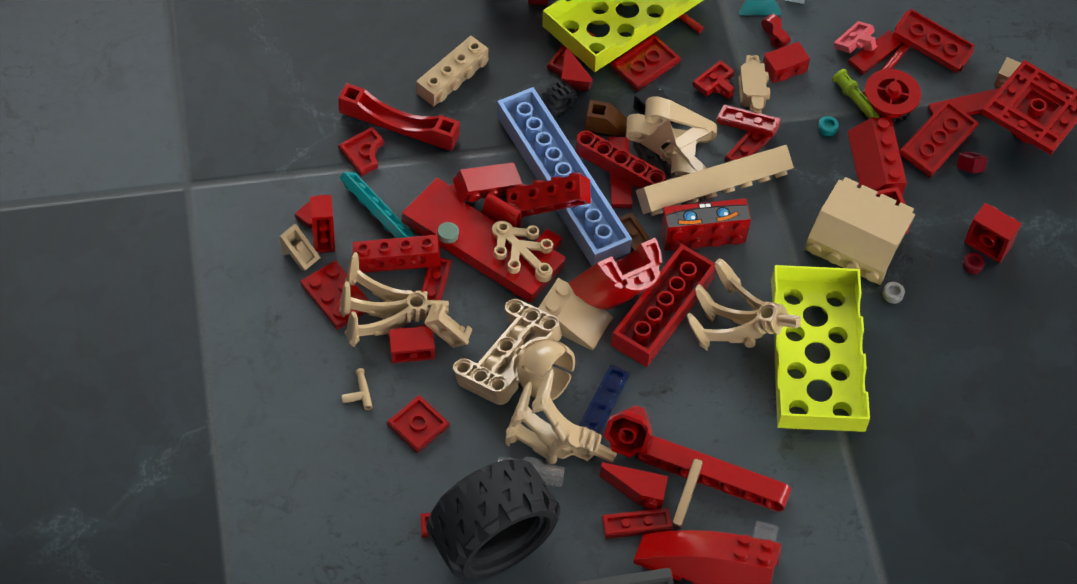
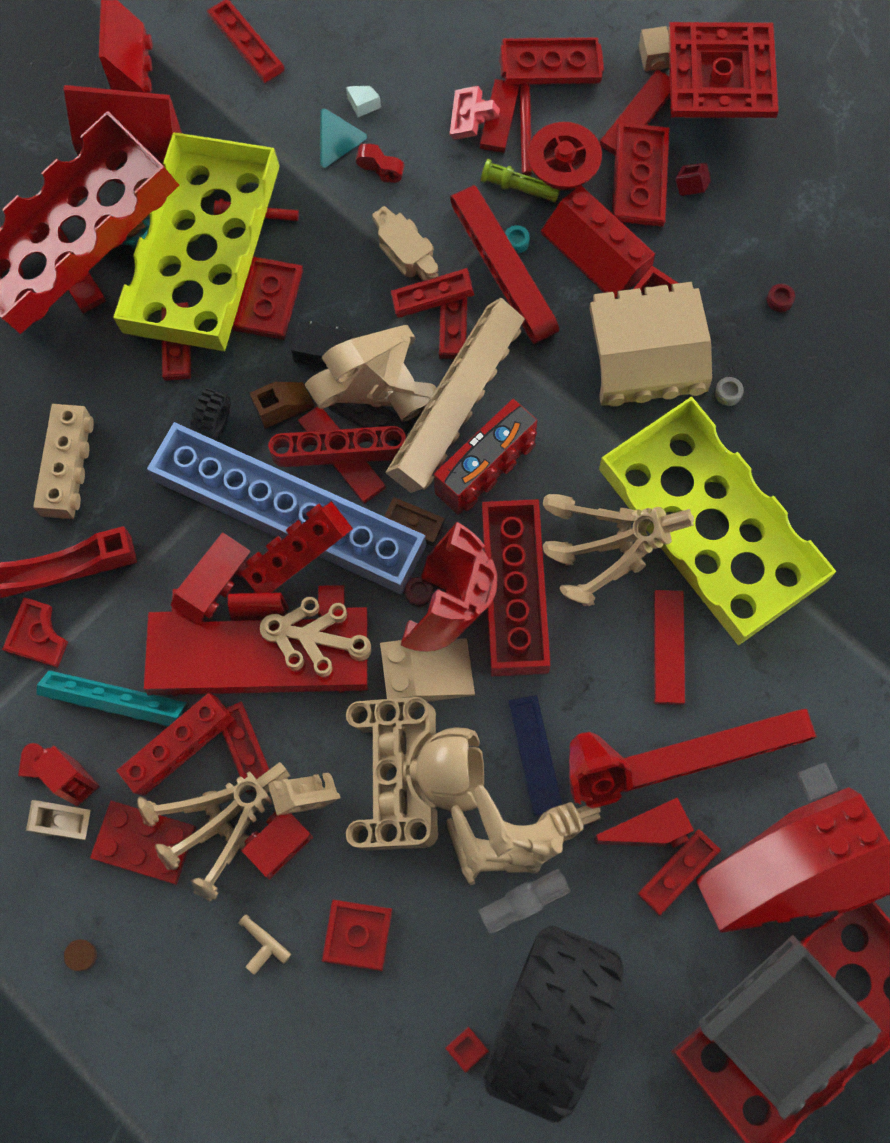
camera: 30 degrees left, 15 degrees up
(254, 326) = (80, 955): none -> reddish brown tile
(448, 232) = (216, 677): sand green tile -> none
(575, 73) = (204, 372): red slope -> none
(687, 493) = (712, 802): tan tile -> none
(716, 80) = (360, 267): red hinge -> none
(733, 403) = (669, 647): none -> red tile
(786, 62) = (419, 193): red brick -> none
(807, 133) = (504, 263): none -> red beam
(992, 232) = (782, 250): red brick -> none

